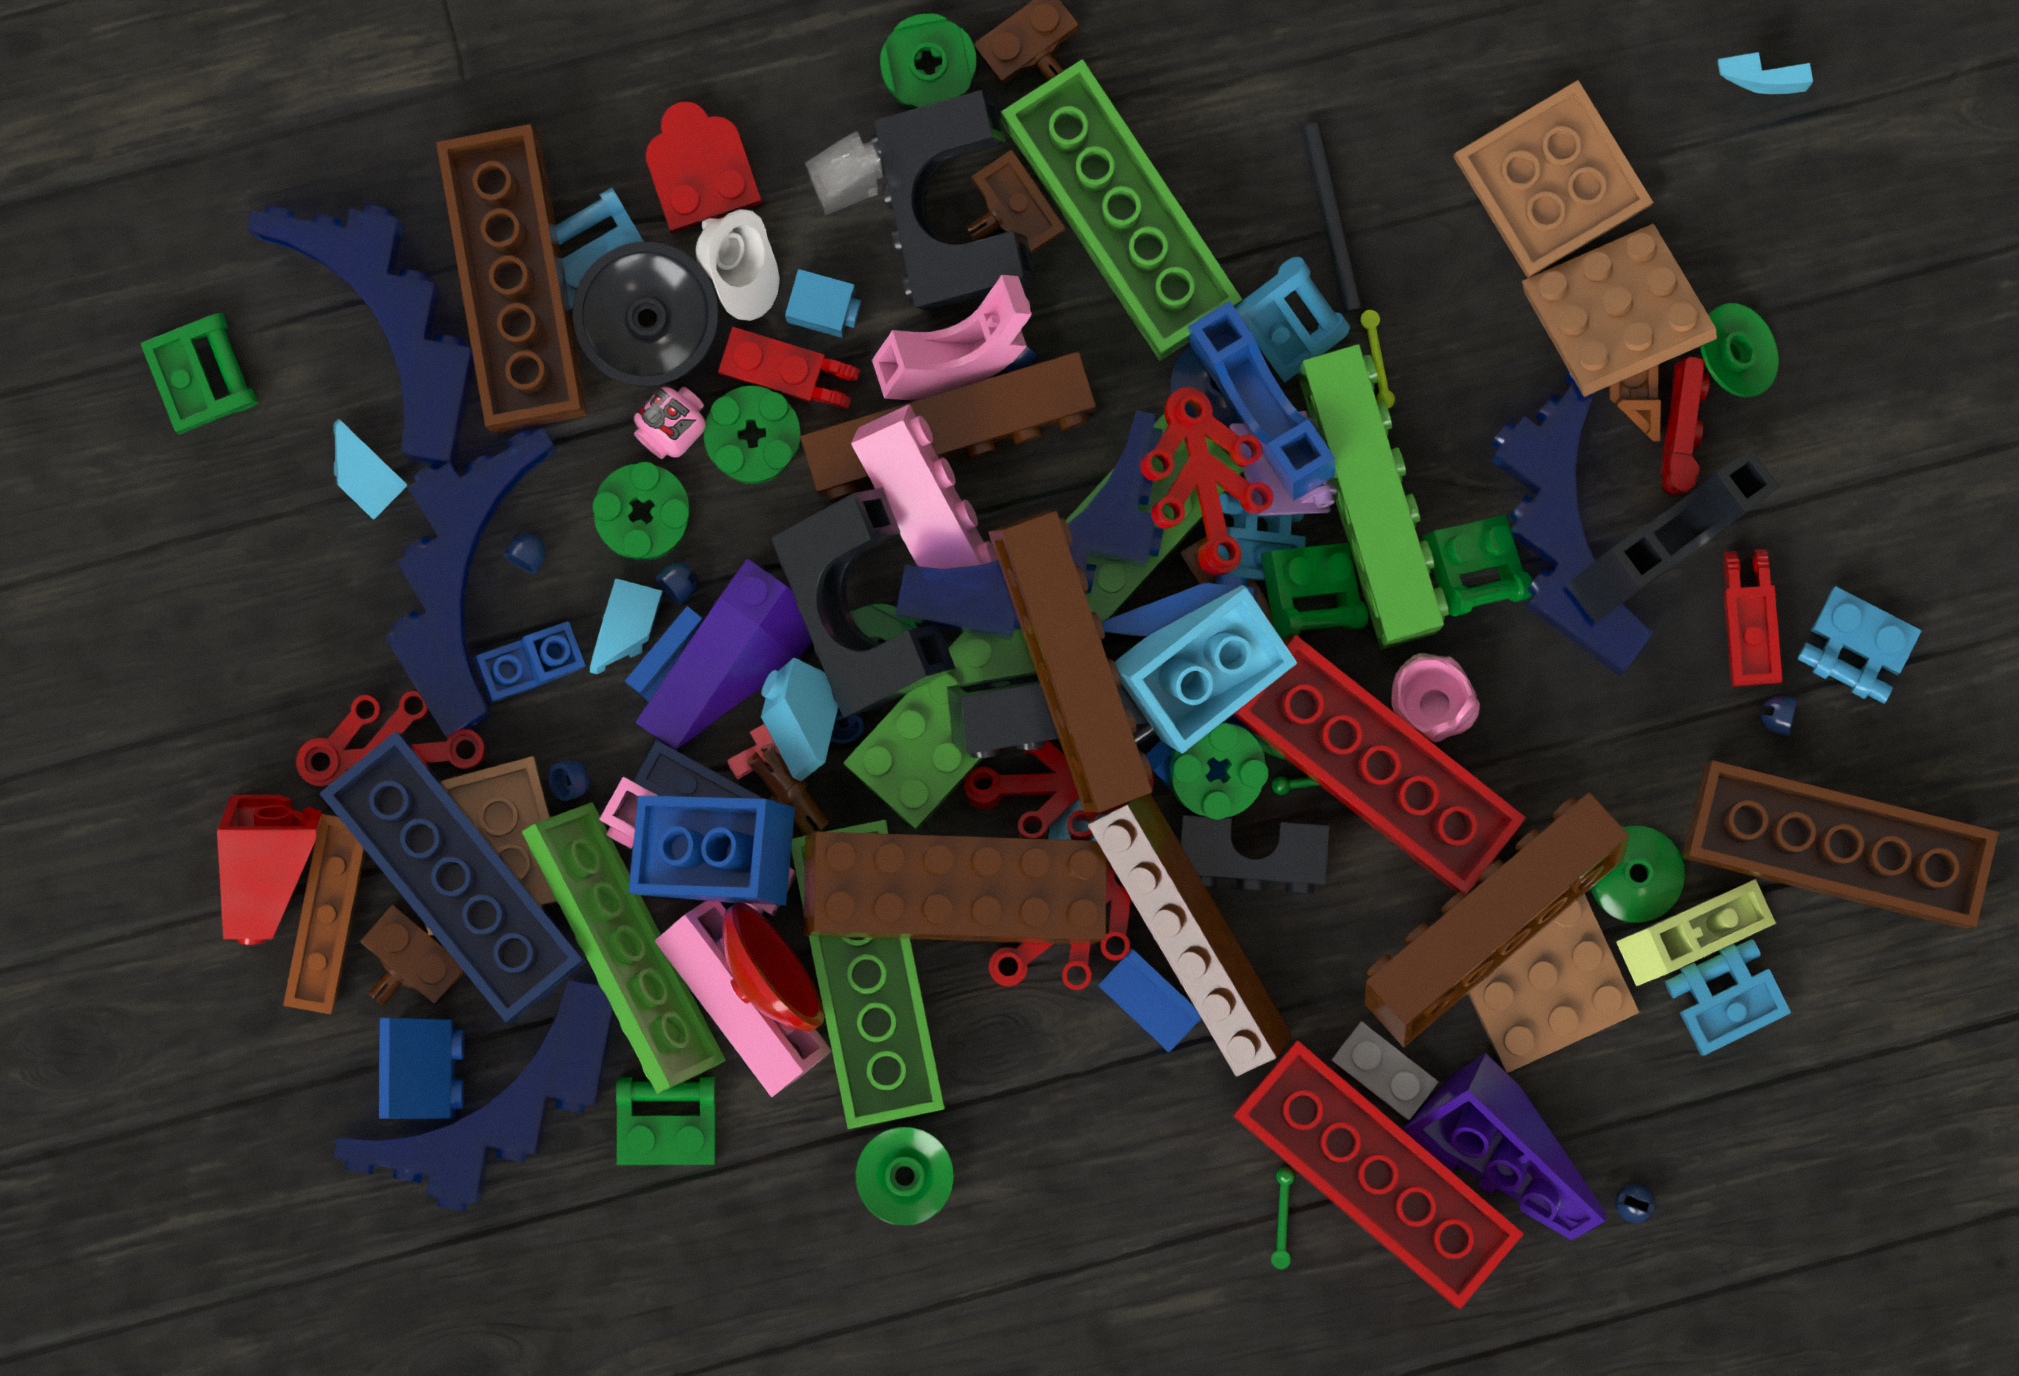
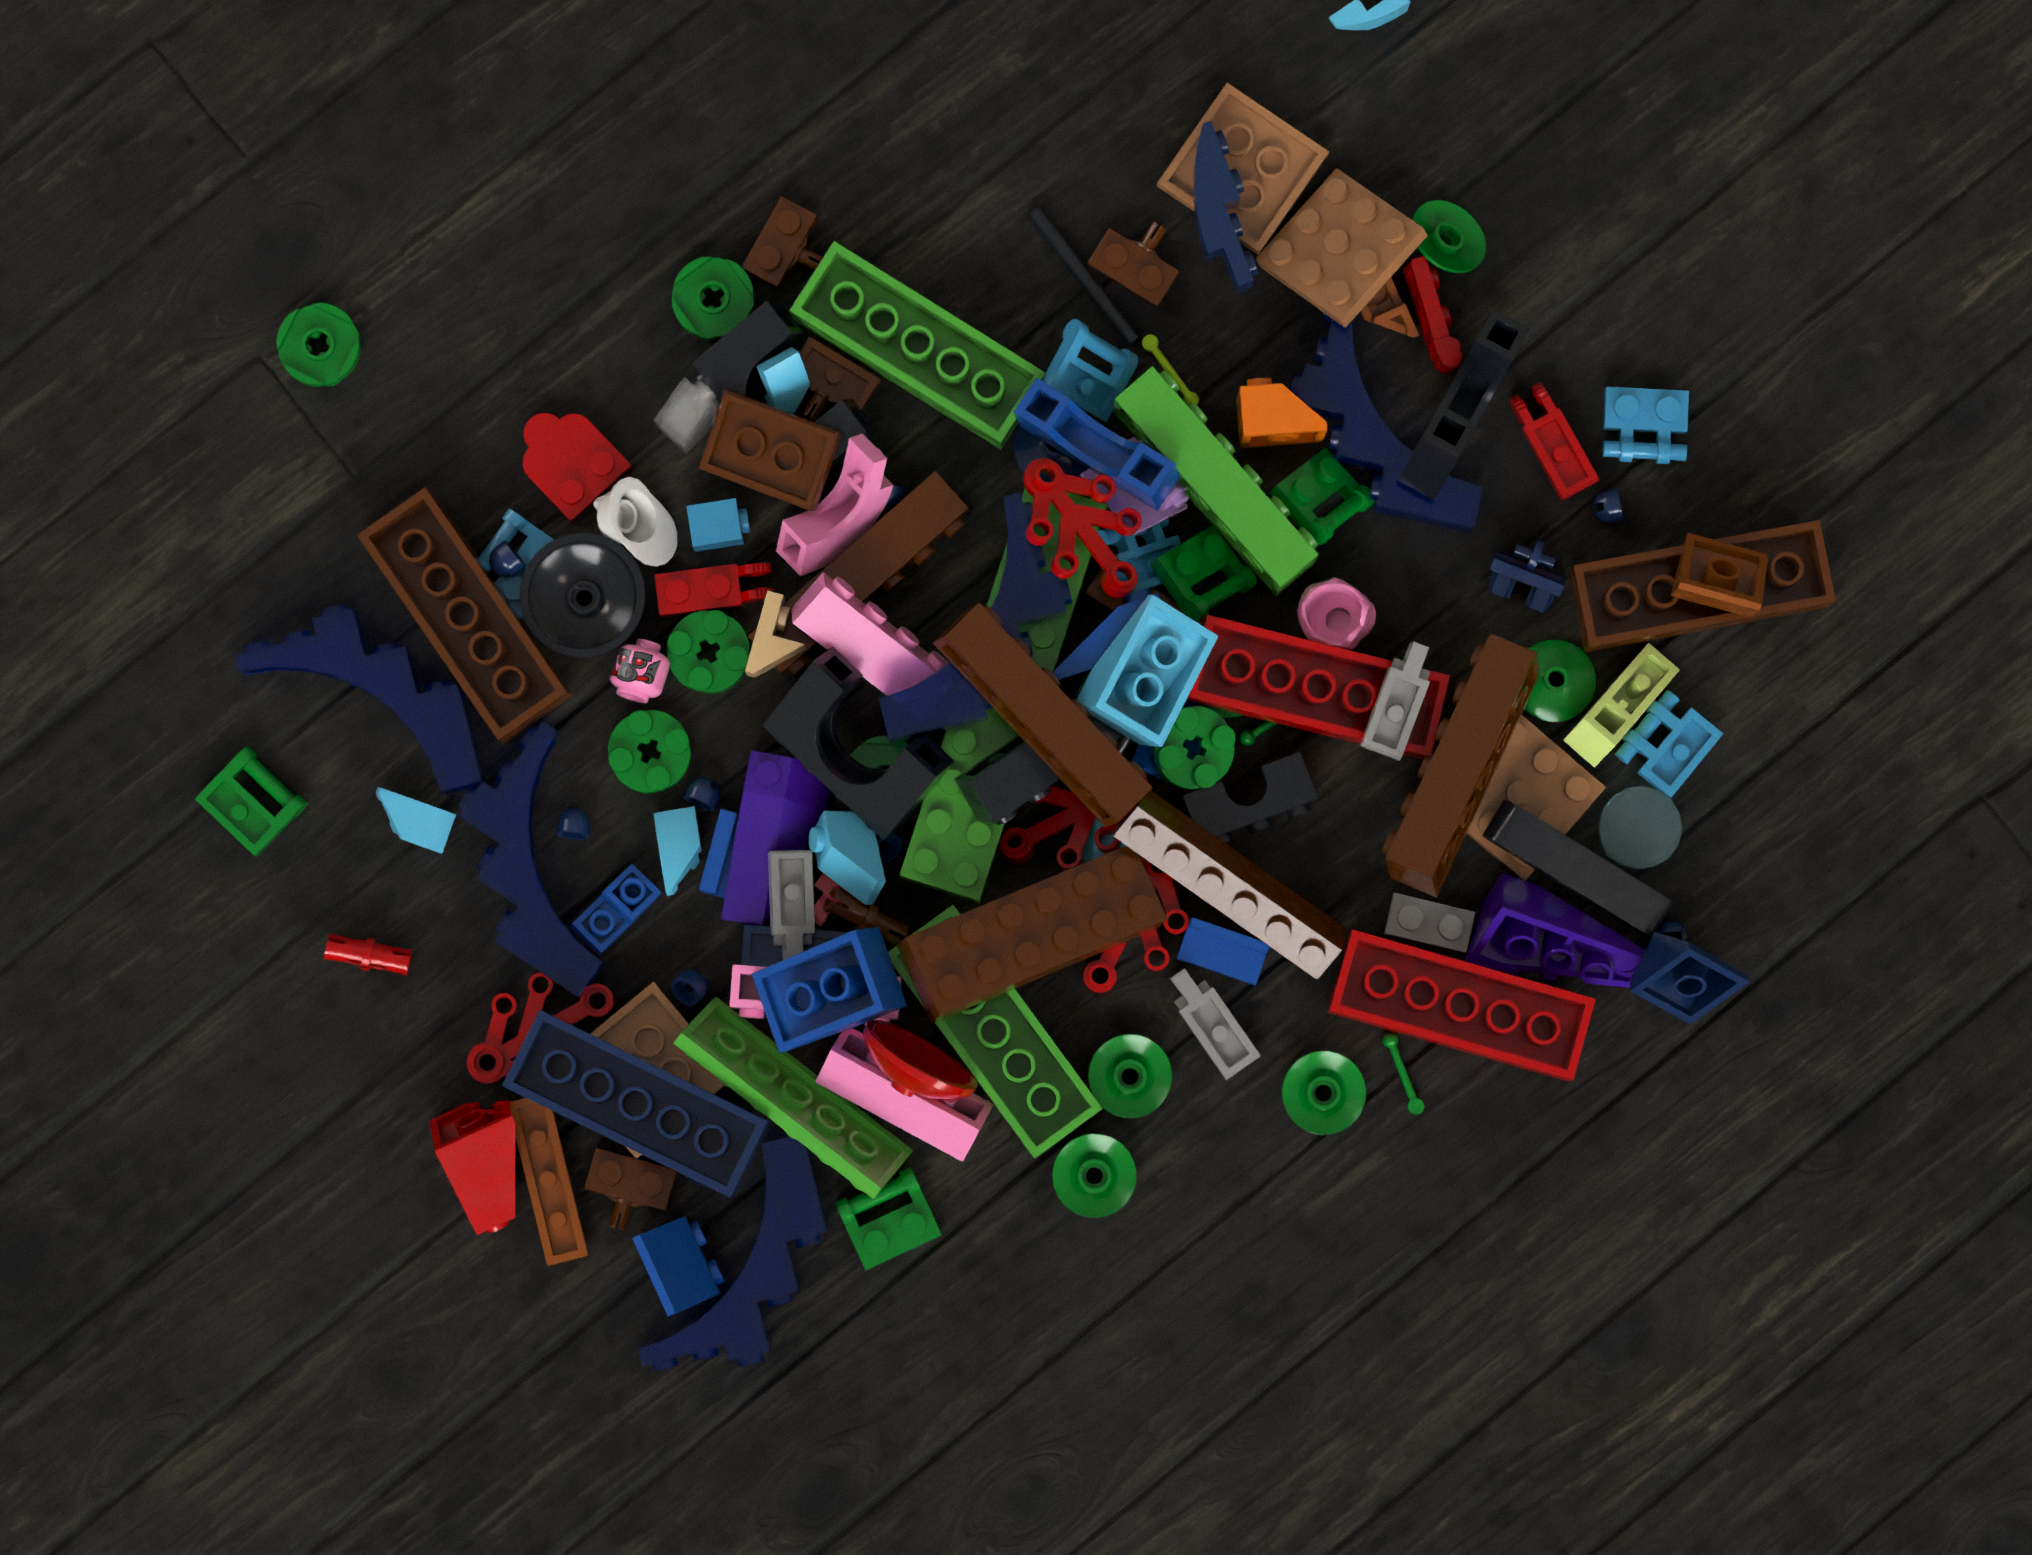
camera: 25 degrees left, 0 degrees up
(247, 590) = (368, 954): none -> red pin
(582, 240) = (505, 560): none -> dark blue hinge
(717, 736) = (791, 900): none -> light grey hinge
(812, 458) = (767, 648): none -> tan slope
(913, 250) = (770, 450): none -> reddish brown tile
(962, 187) = (784, 380): none -> medium azure slope
(965, 1078) = (1134, 1053): none -> green dish
(1104, 1074) = (1213, 1025): none -> light grey hinge
(1215, 1204) = (1346, 1089): none -> green dish
(1392, 229) = (1135, 264): none -> reddish brown plate
(1455, 823) = (1397, 704): none -> light grey hinge
(1466, 458) = (1275, 416): none -> orange slope
(1509, 192) = (1214, 193): none -> dark blue slope
(1569, 1086) = (1578, 869): none -> black beam
(1628, 1255) = (1684, 978): none -> dark blue slope
(1655, 1072) = (1639, 827): none -> clear light blue tile
(1671, 764) = (1542, 582): none -> dark blue hips
(1865, 843) = (1720, 575): none -> dark orange slope

